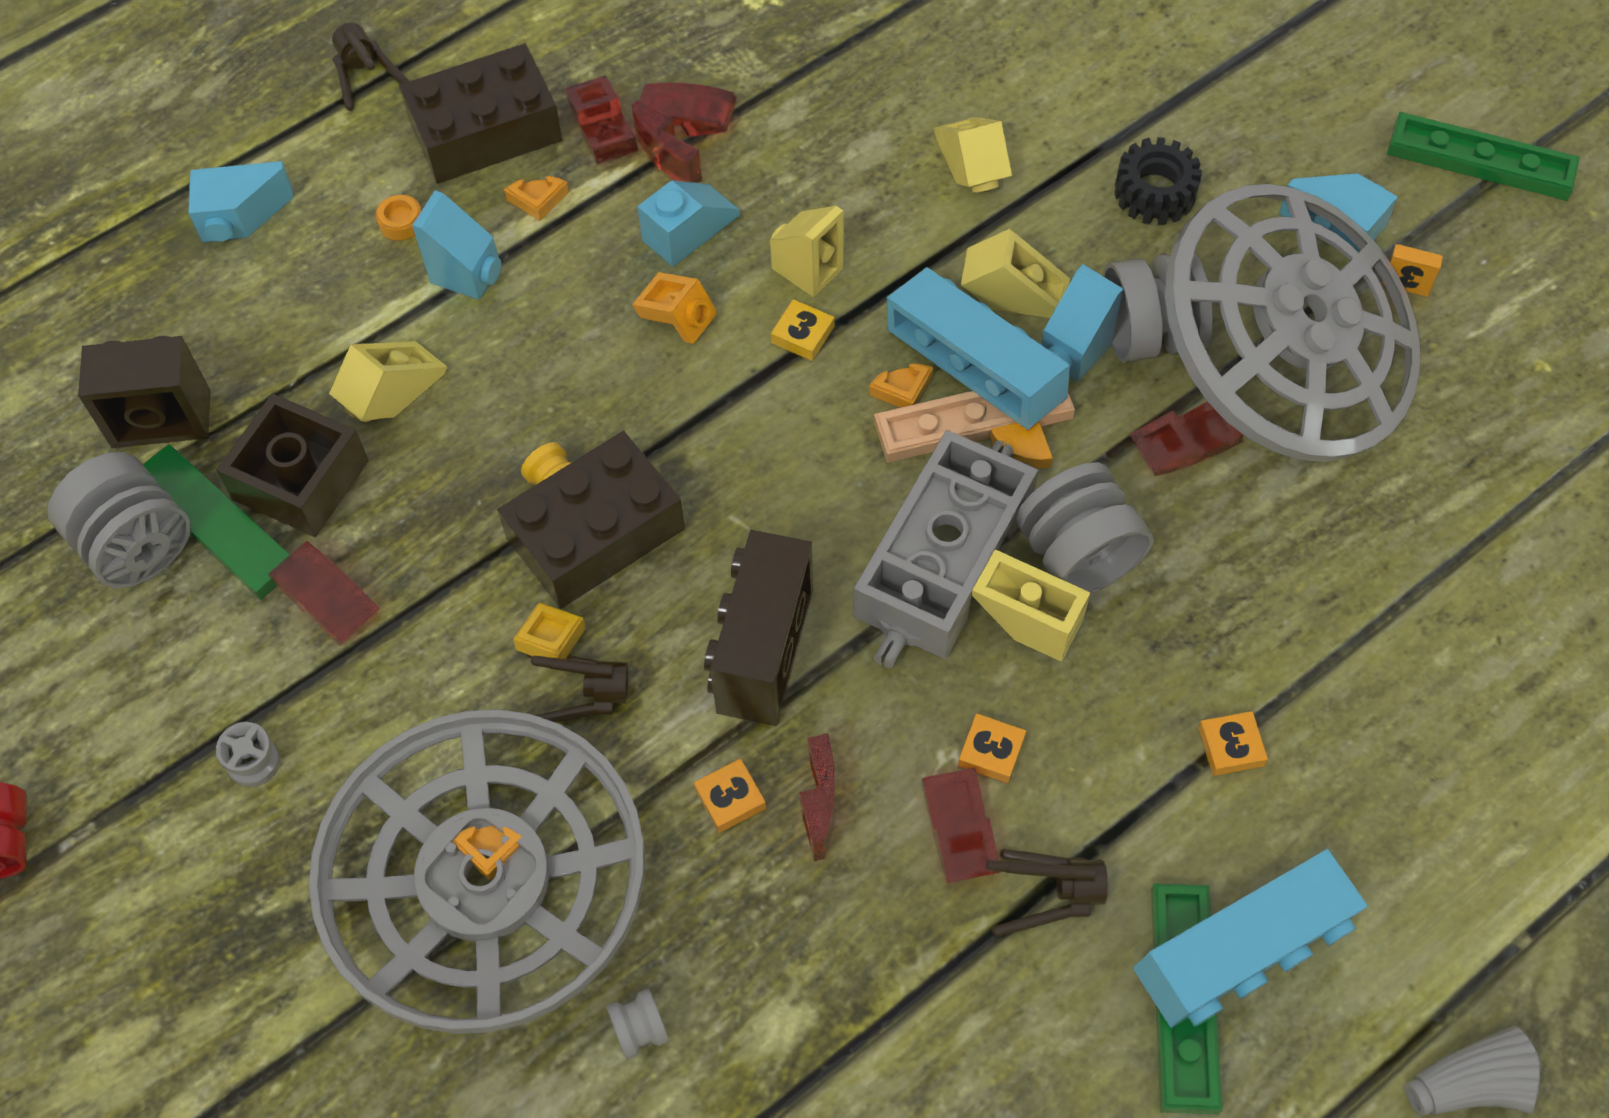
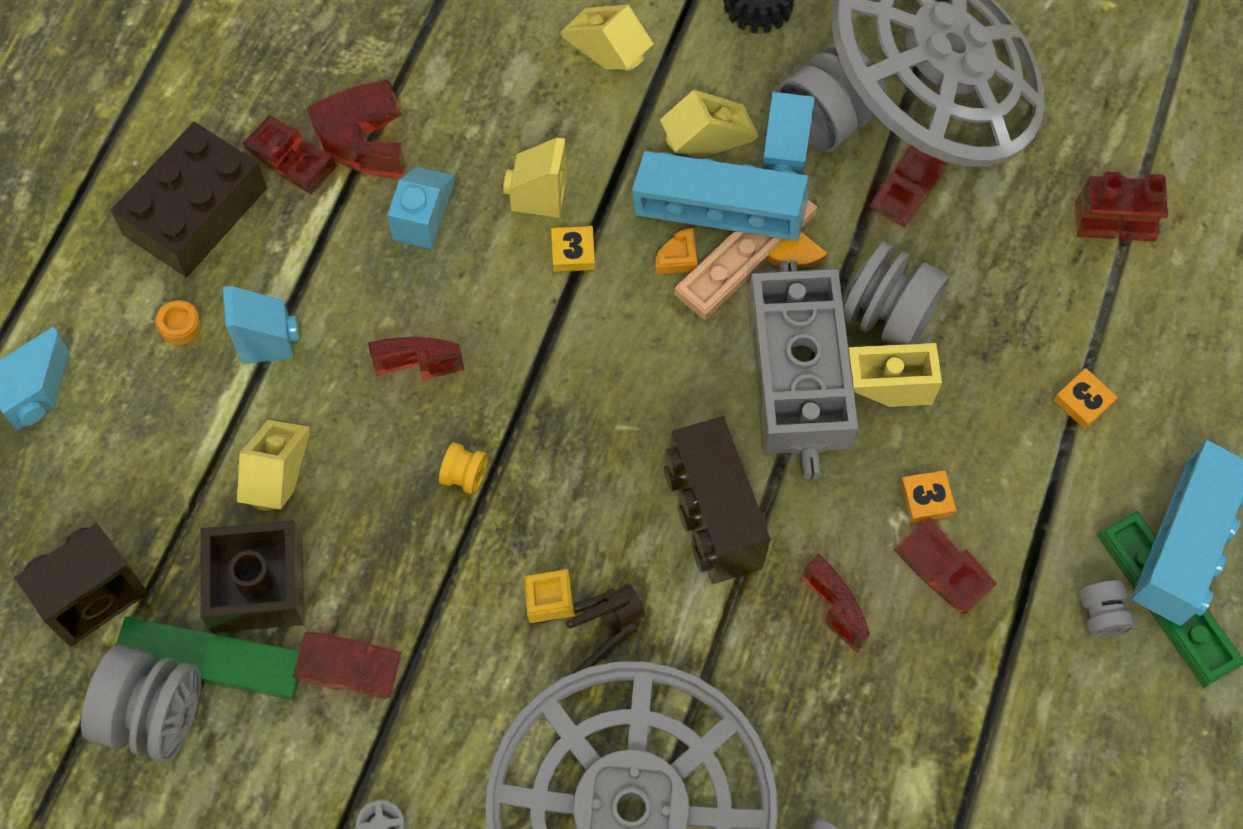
camera: 35 degrees left, 5 degrees up
(357, 52) = (39, 196): dark brown plant -> none
(490, 839) = (615, 781): light orange tile -> none
(537, 196) = (281, 245): light orange tile -> none
(592, 519) = (521, 487): dark brown brick -> none
(594, 357) = (432, 356): none -> clear red slope
(677, 302) = (462, 278): light orange bracket -> none
(729, 795) = (768, 640): light orange tile -> none
(1077, 880) = (1049, 560): dark brown plant -> none
(1101, 964) = (1107, 609): none -> light grey wheel
(1425, 566) = (1121, 206): none -> clear red hips

